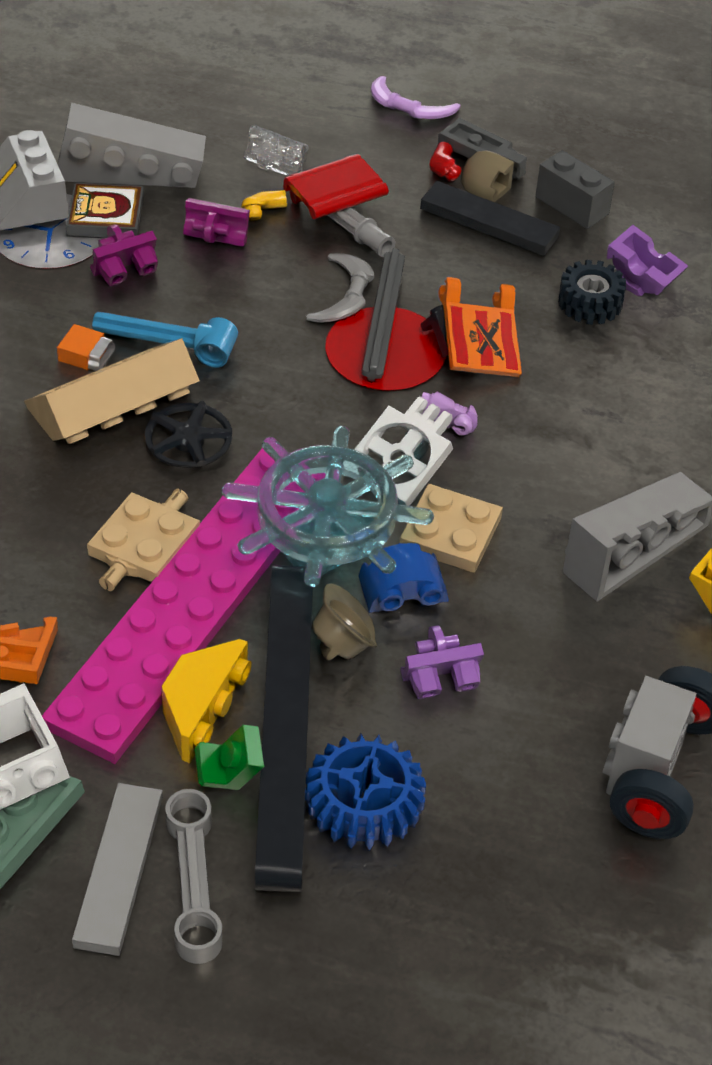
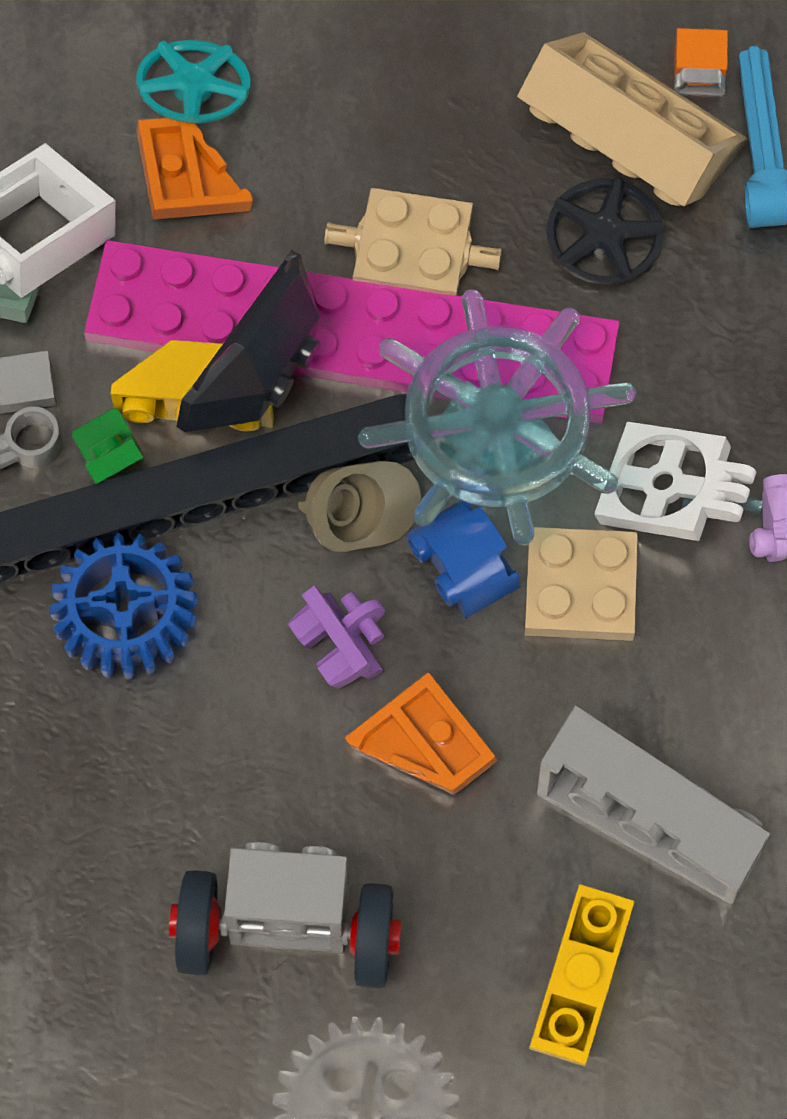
camera: 75 degrees right, 20 degrees up
(201, 618) = (258, 355): none -> black wedge
(539, 641) = (425, 738): none -> orange wing

